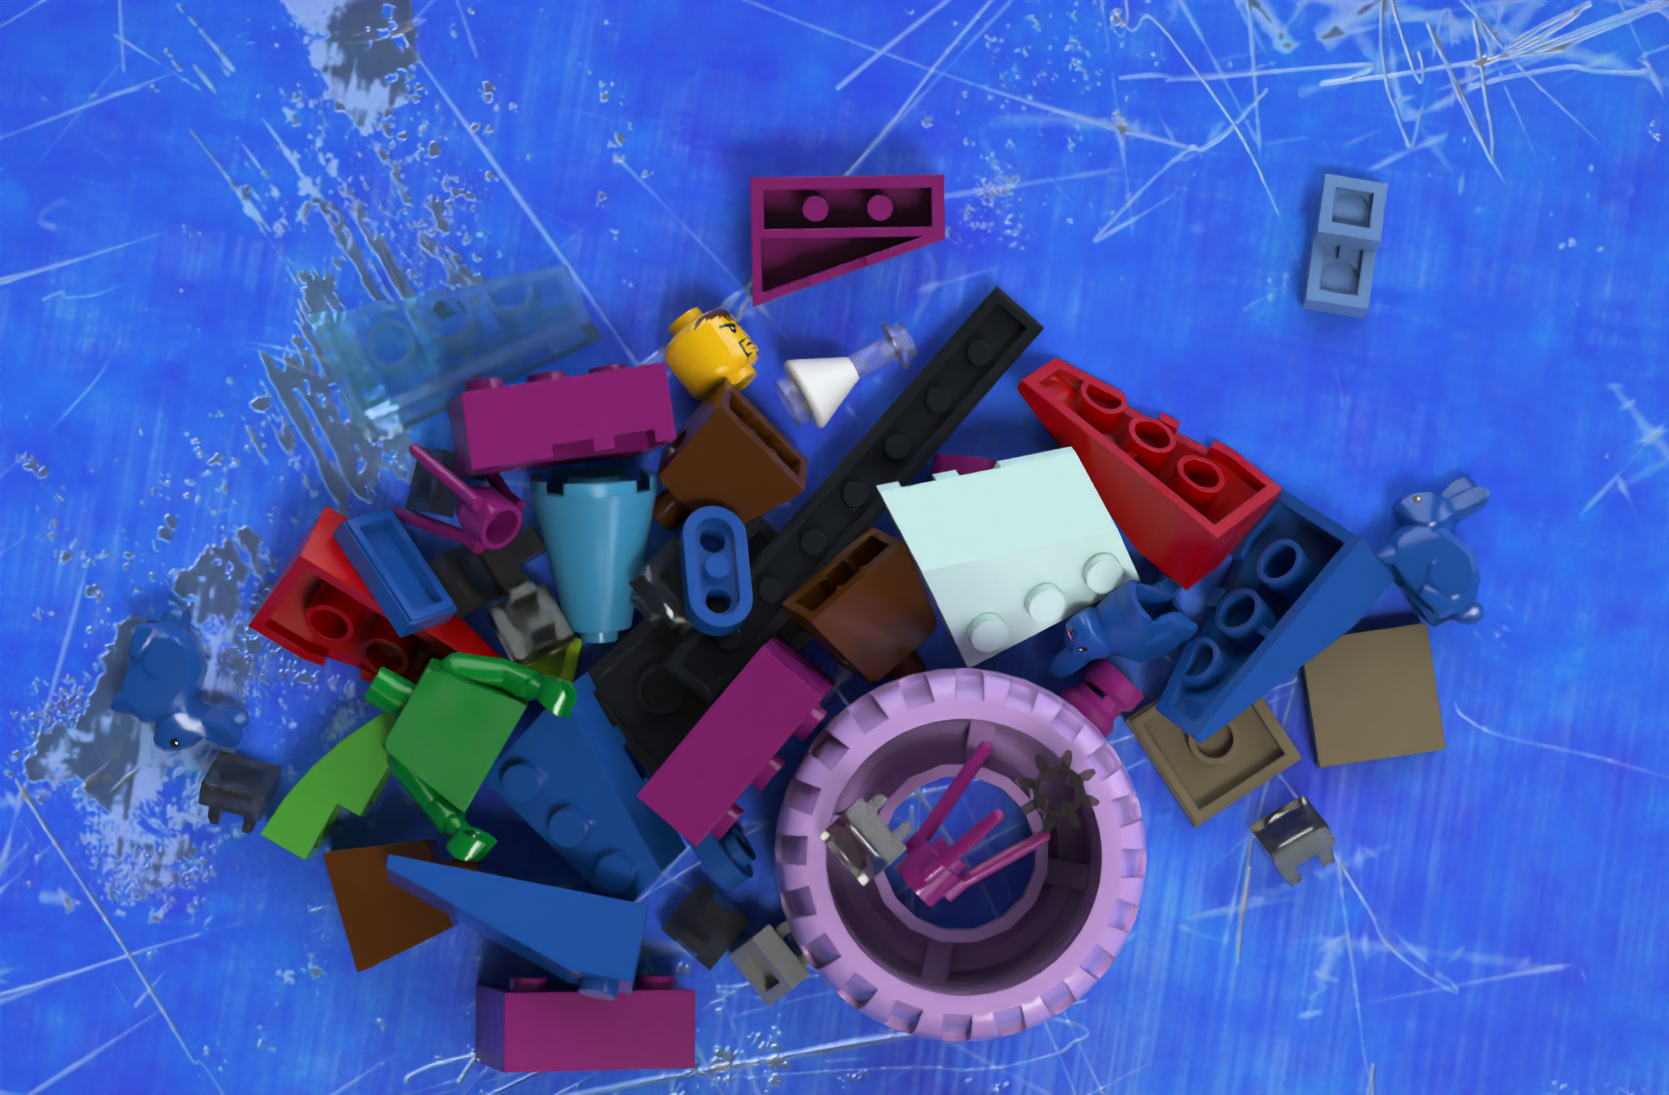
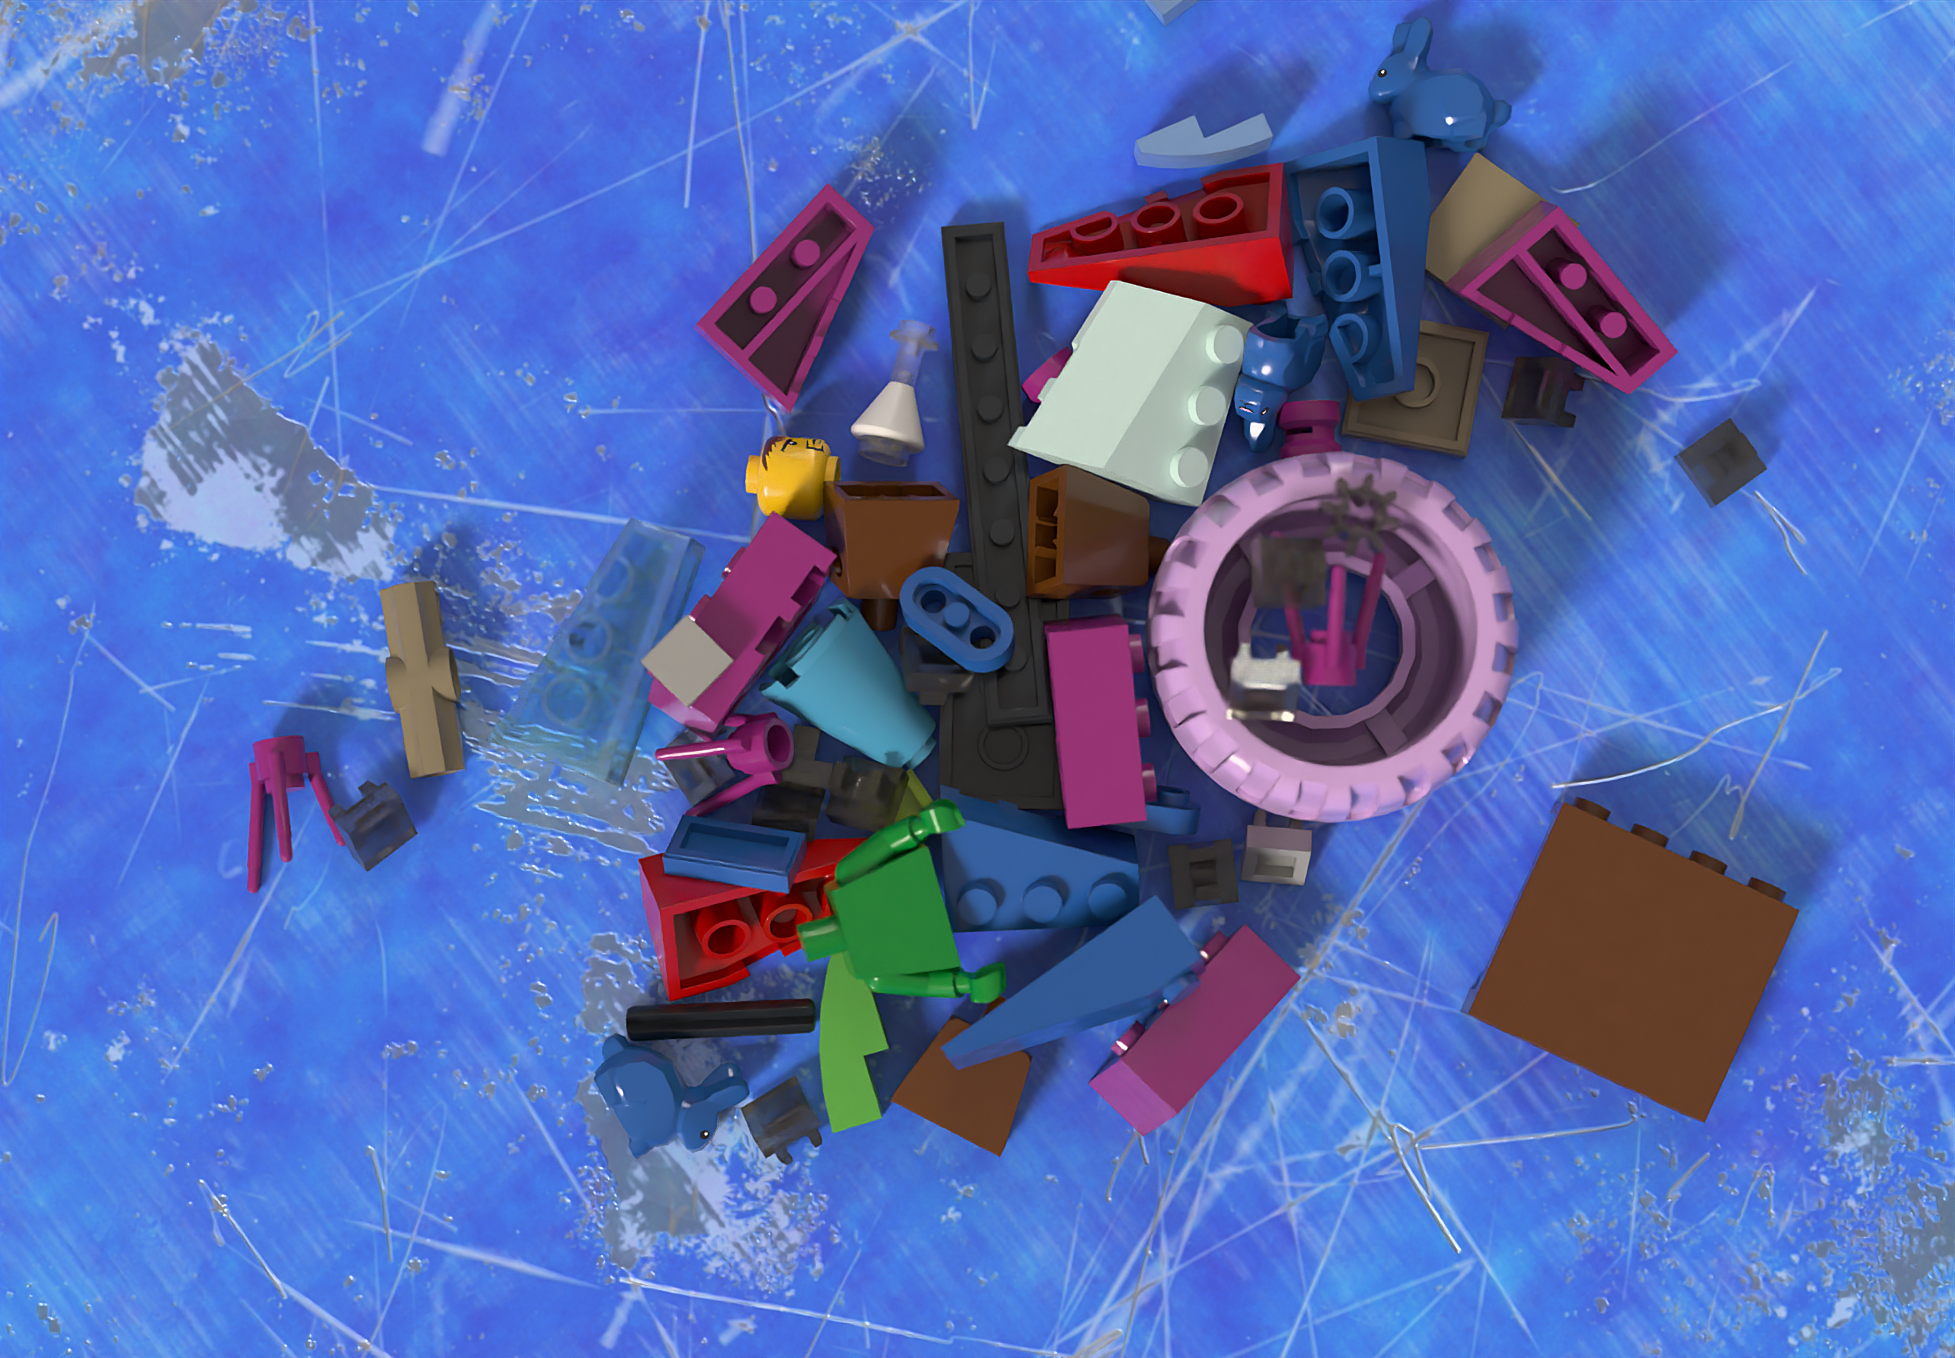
camera: 50 degrees left, 0 degrees up
(147, 185) = (278, 771): none -> magenta plant
(173, 292) = (374, 824): none -> clear smoke tile
(270, 675) = (720, 1019): none -> black axle
(312, 227) = (423, 679): none -> dark tan piece
(495, 405) = (687, 661): none -> light grey tile
(966, 779) = (1288, 572): none -> clear smoke tile
(1224, 406) = (1185, 146): none -> medium blue slope
(1369, 1019) = (1720, 462): none -> clear smoke tile
(1375, 787) = (1565, 297): none -> magenta wedge

